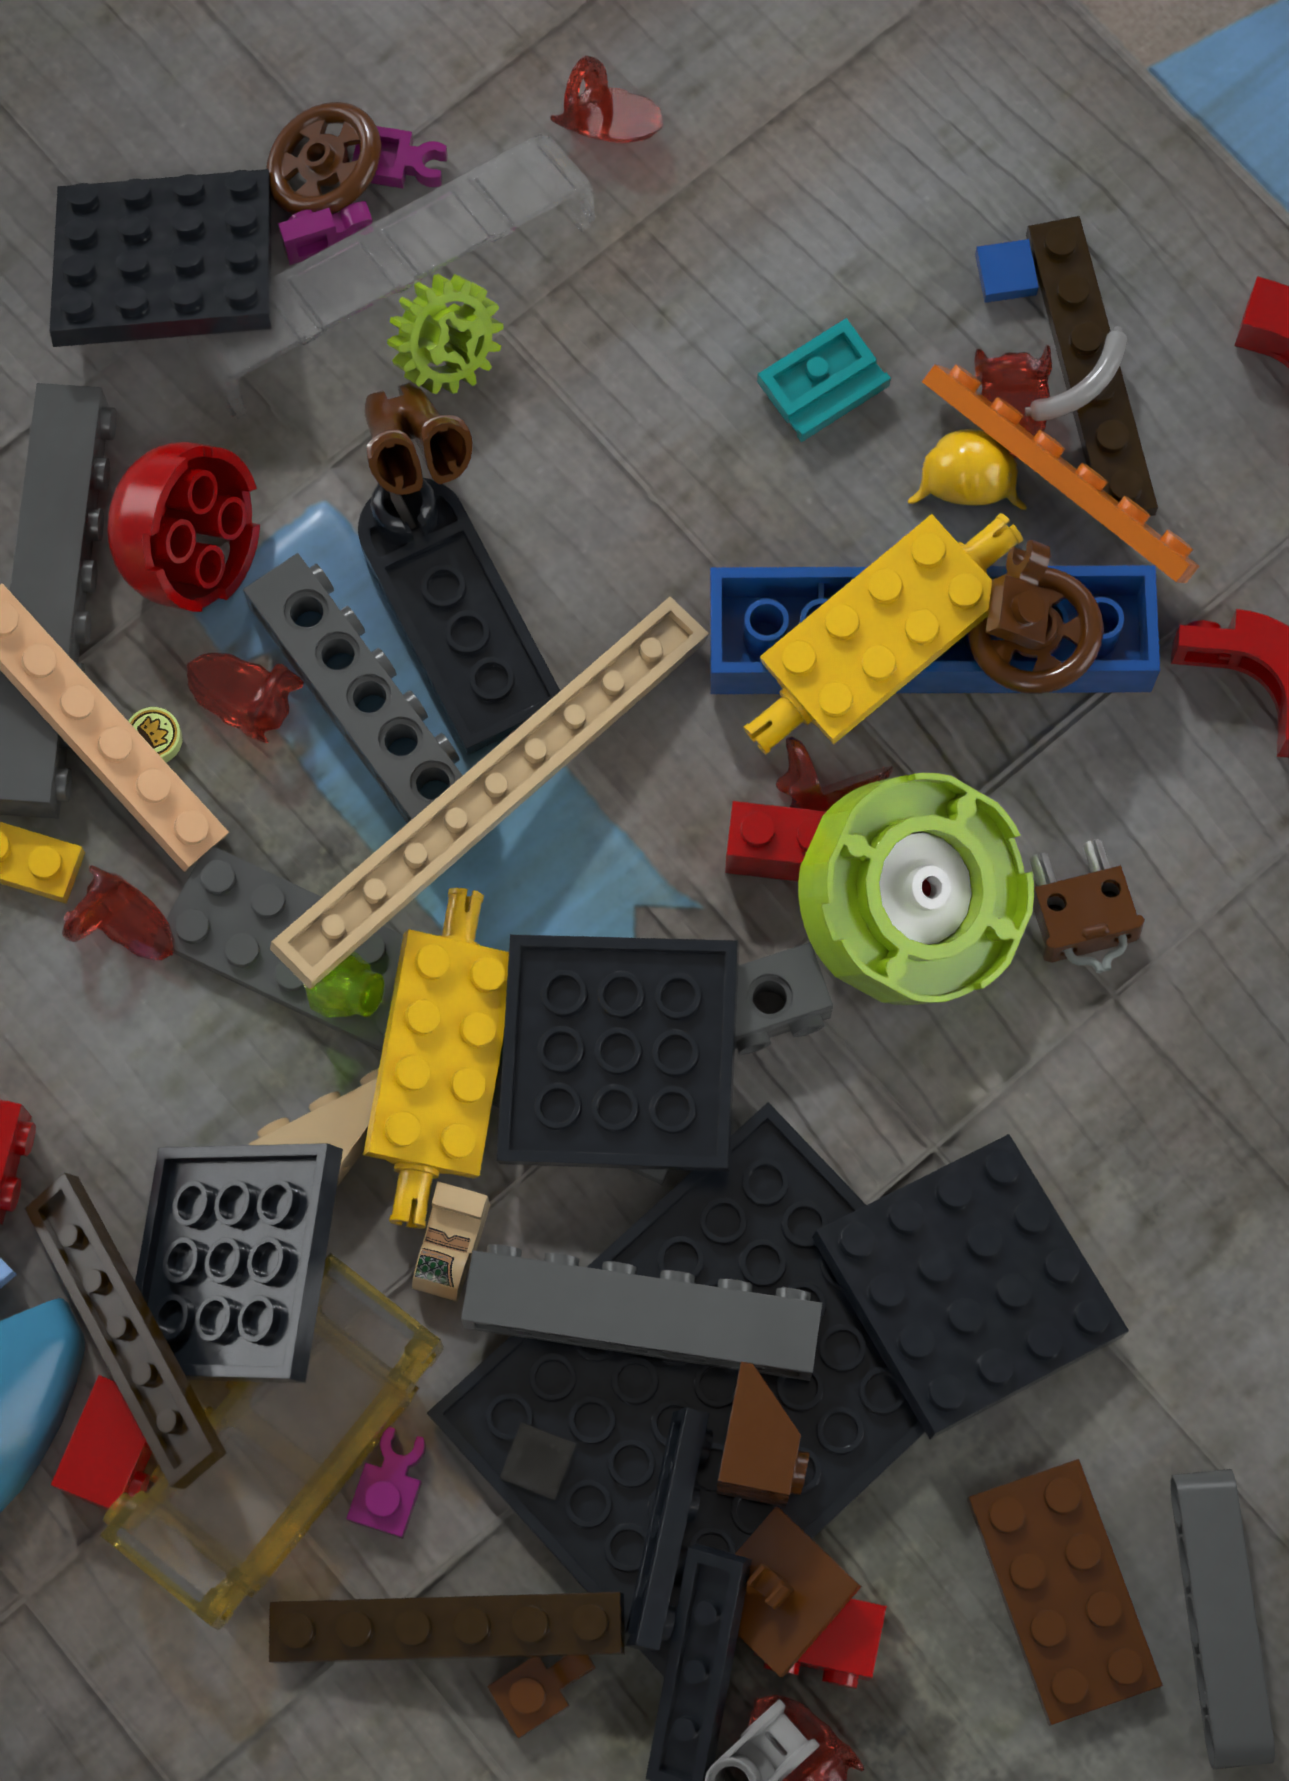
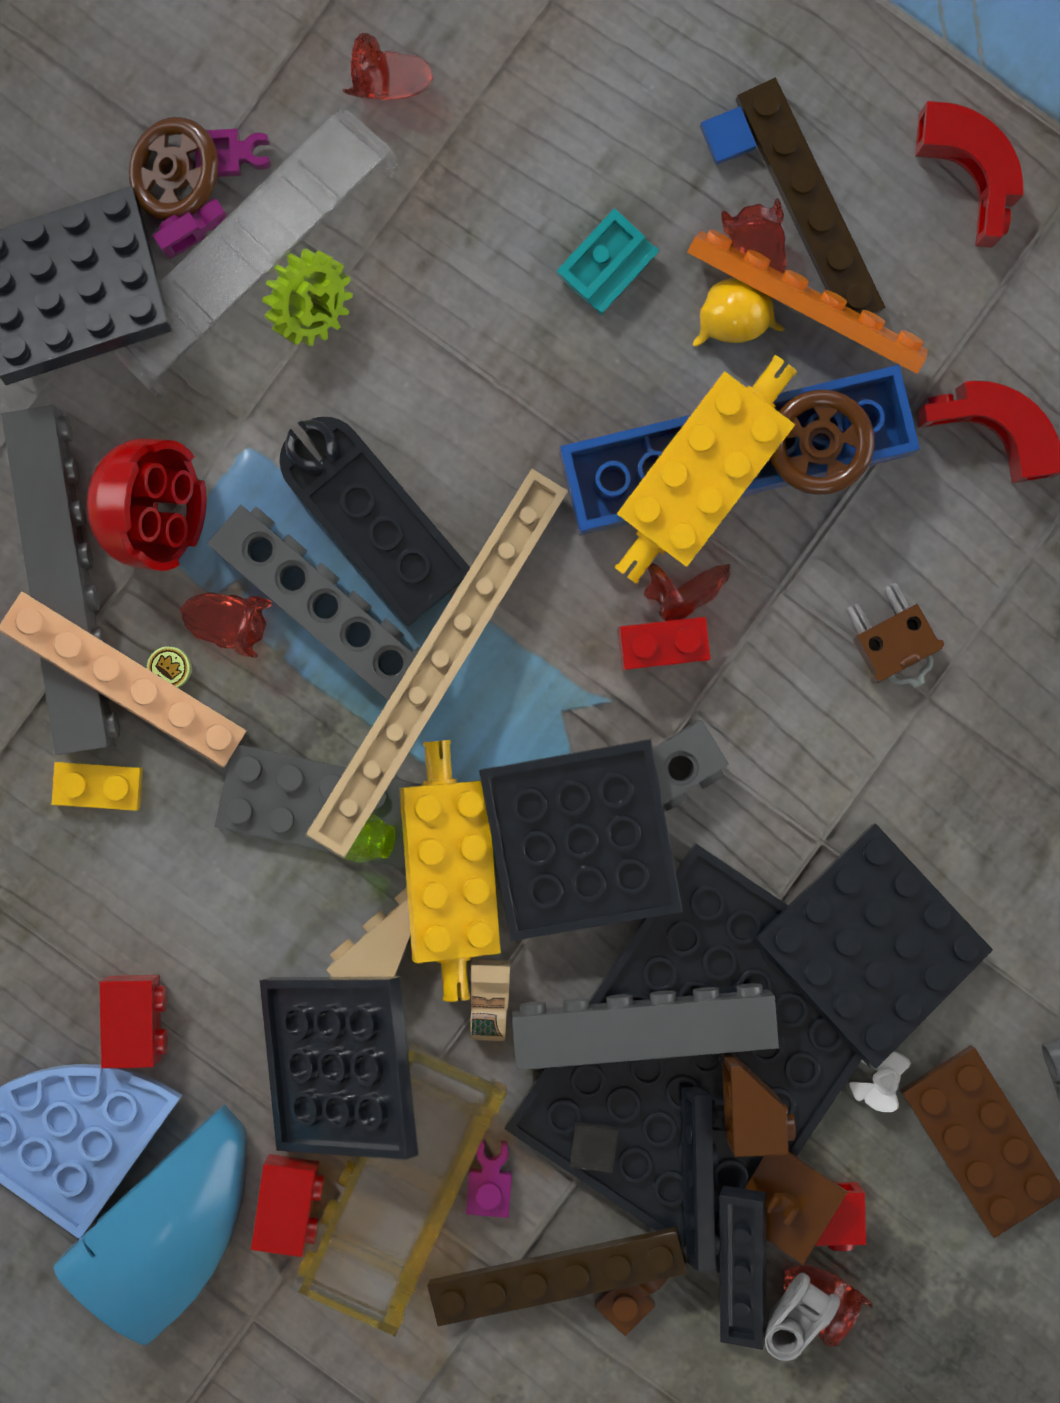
camera: 15 degrees left, 15 degrees up
(122, 915) = (184, 812): clear red piece -> none
(125, 1332) = (273, 1130): dark brown plate -> none
(391, 453) = (292, 414): reddish brown piece -> none
(915, 889) = (773, 665): lime piece -> none
(941, 1492) = (882, 1093): none -> white piece
(1017, 603) = (806, 429): reddish brown plate -> none
(1089, 387) = (816, 222): light grey piece -> none

